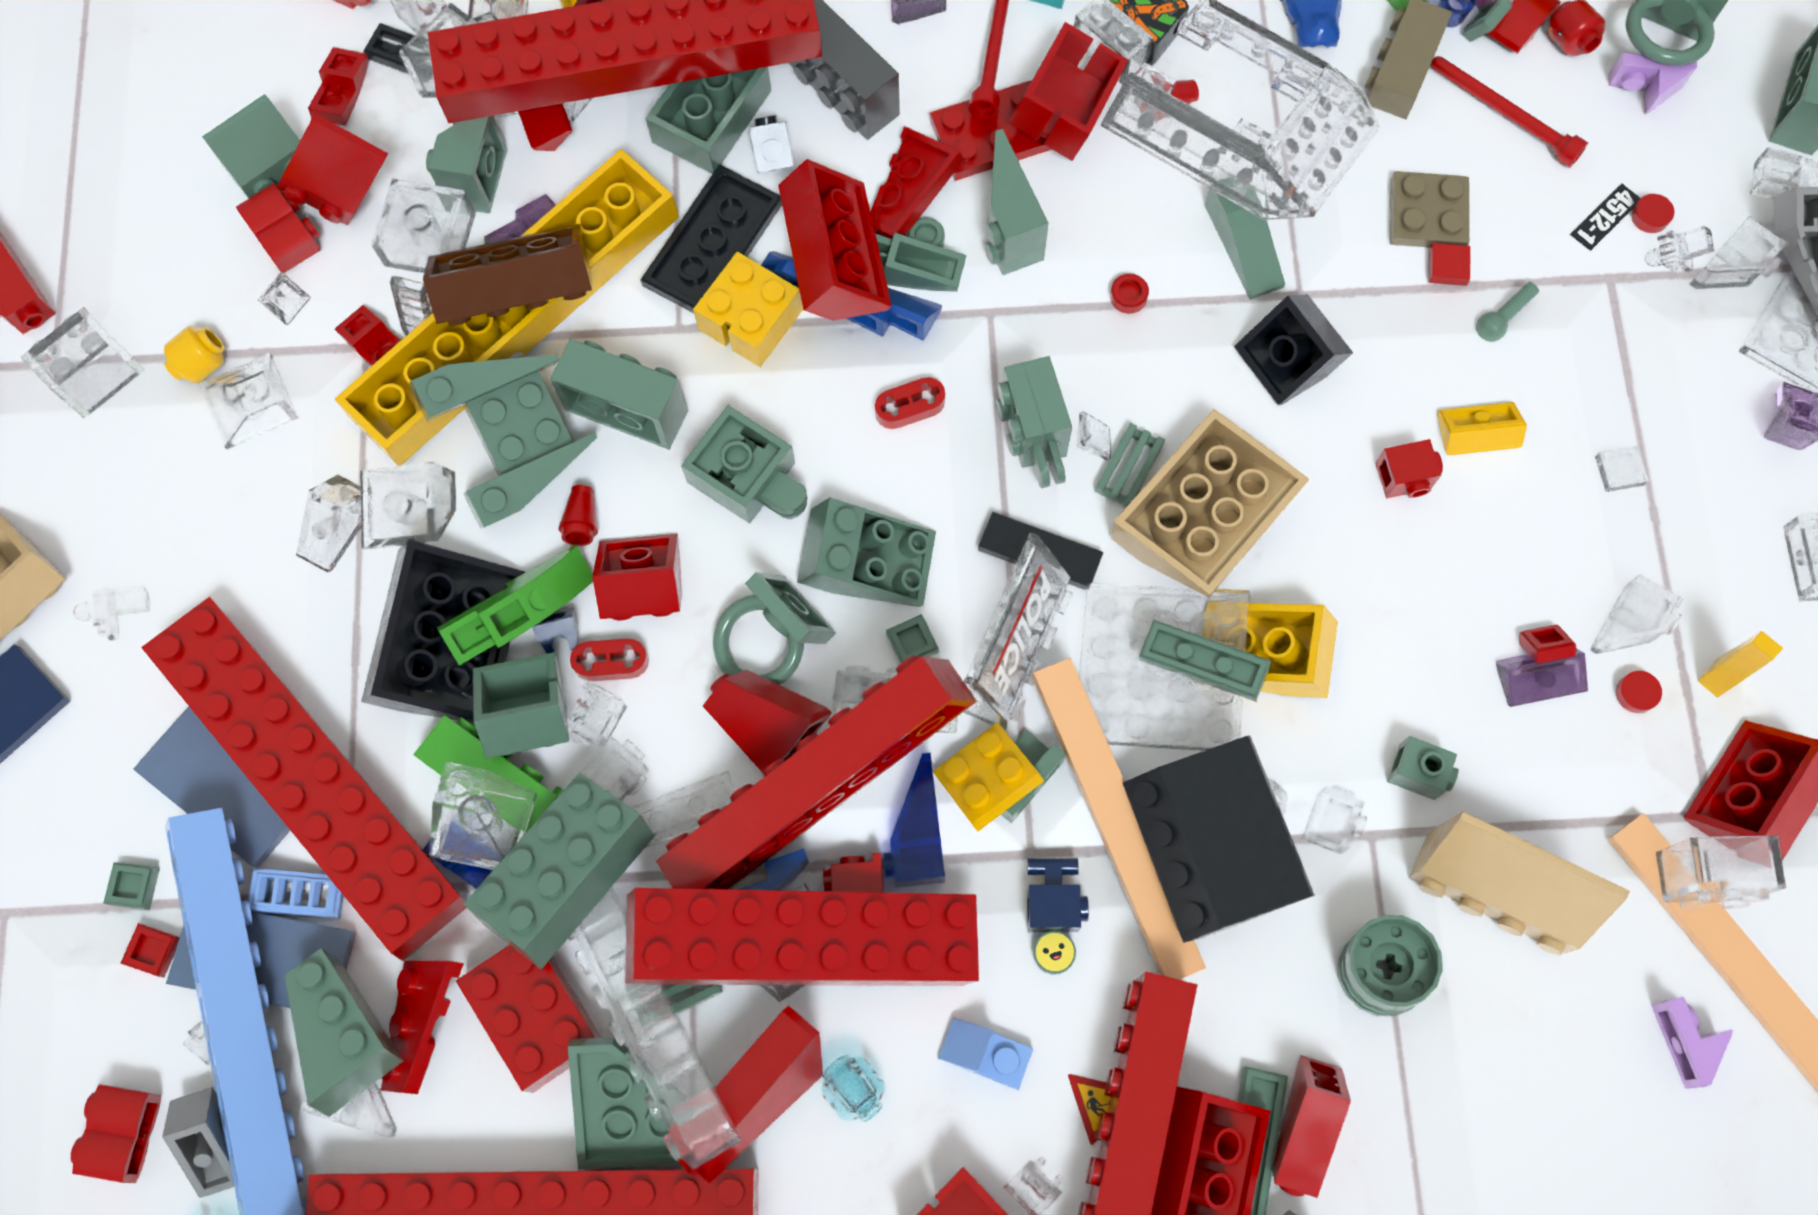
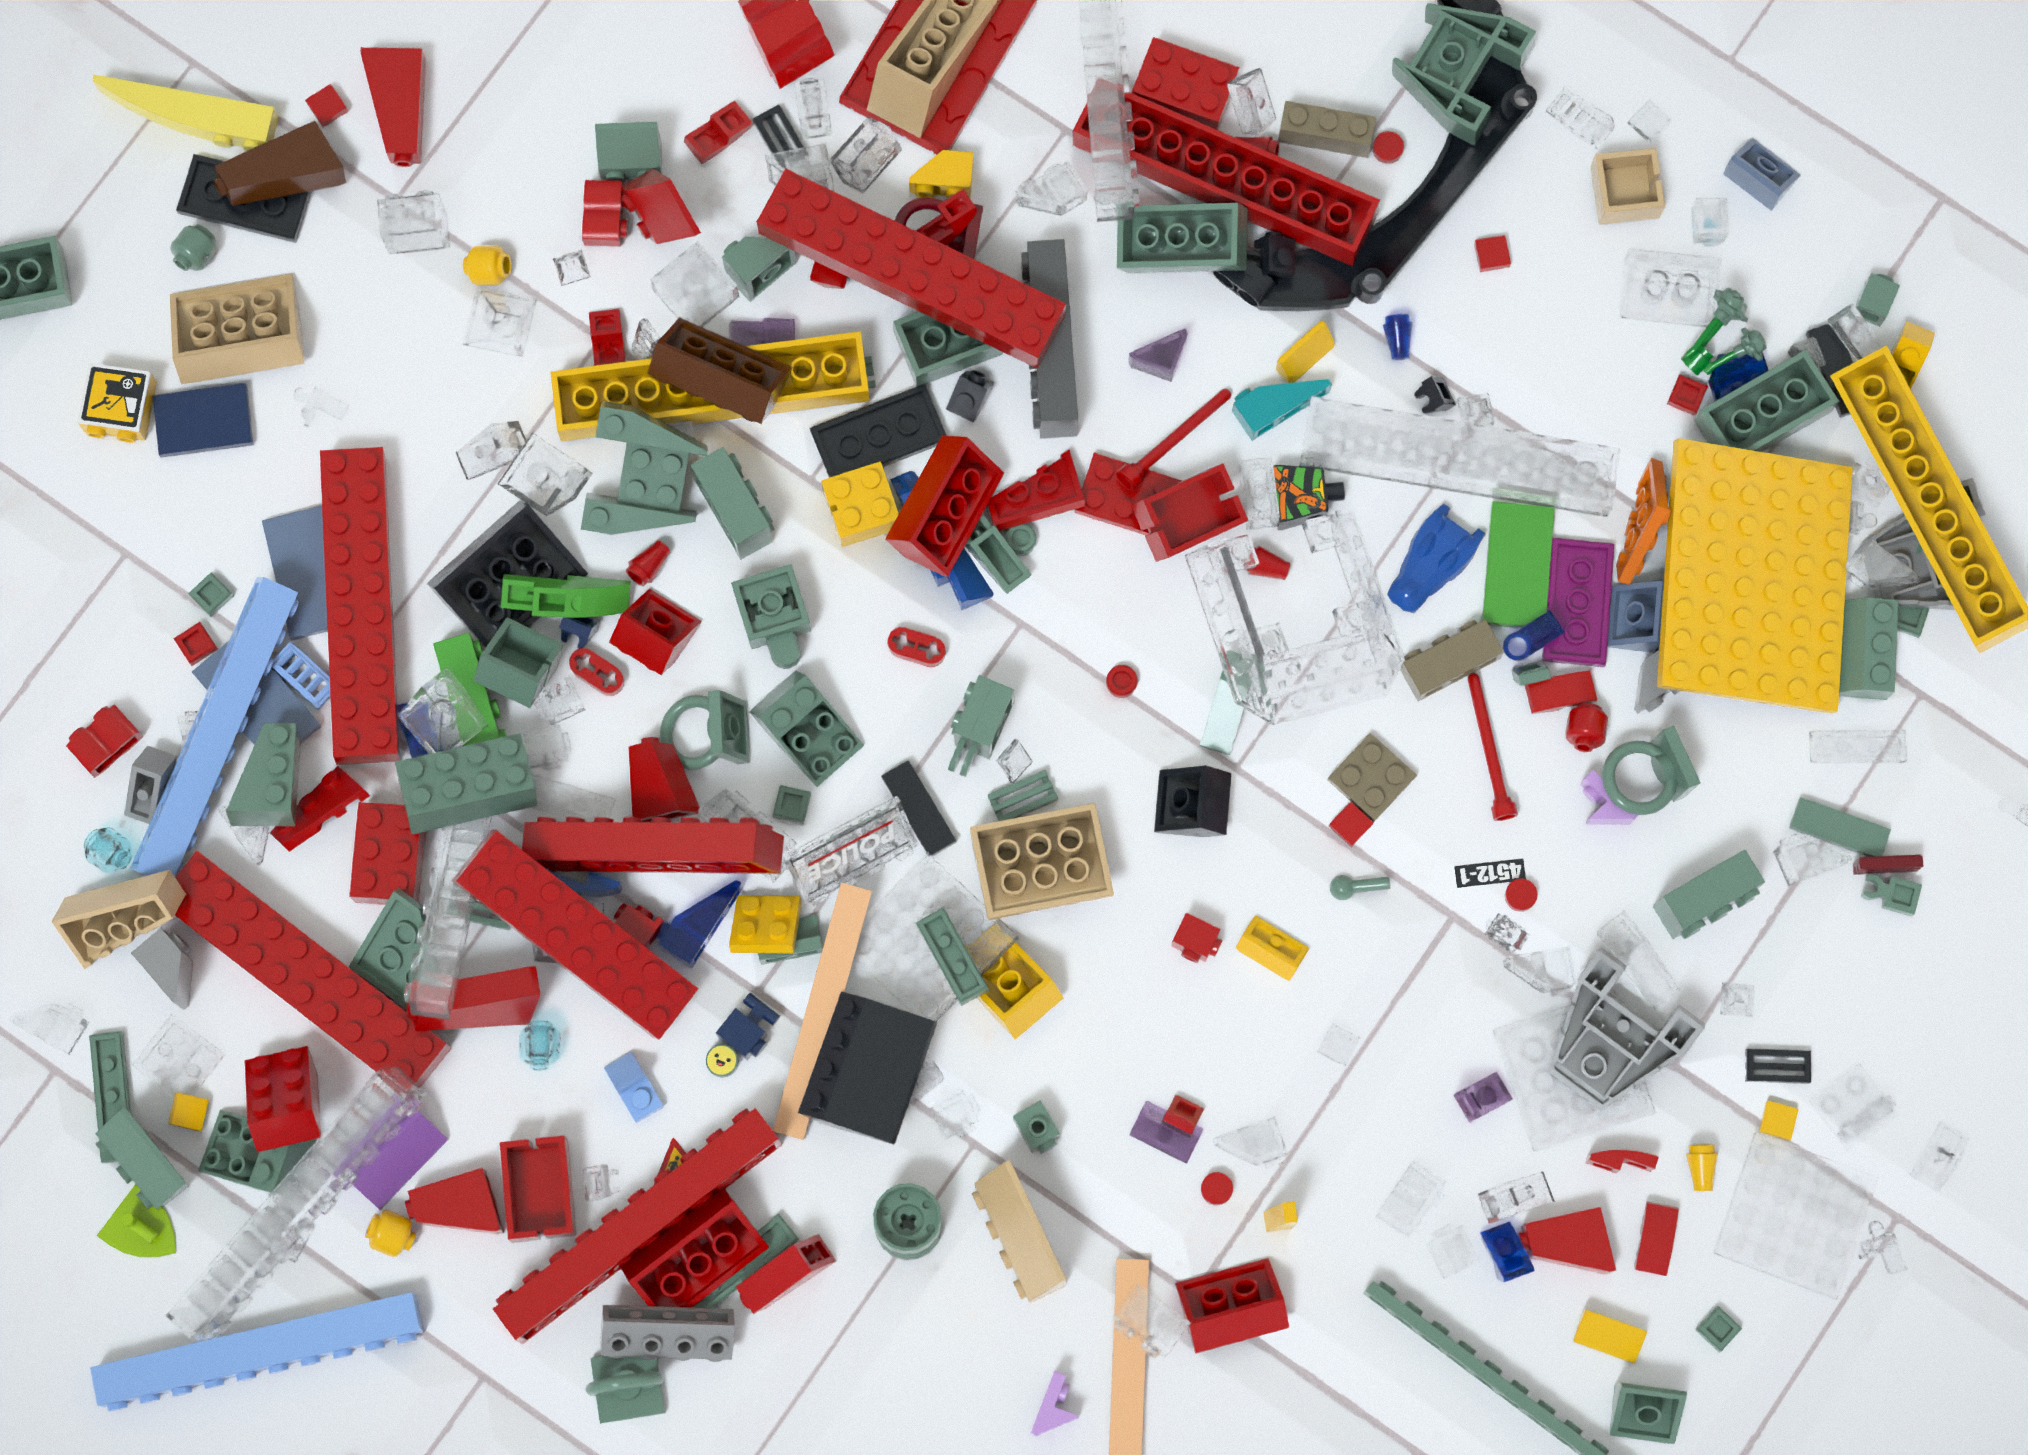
camera: 35 degrees right, 5 degrees up
(1016, 219) = (1079, 568): sand green slope -> none

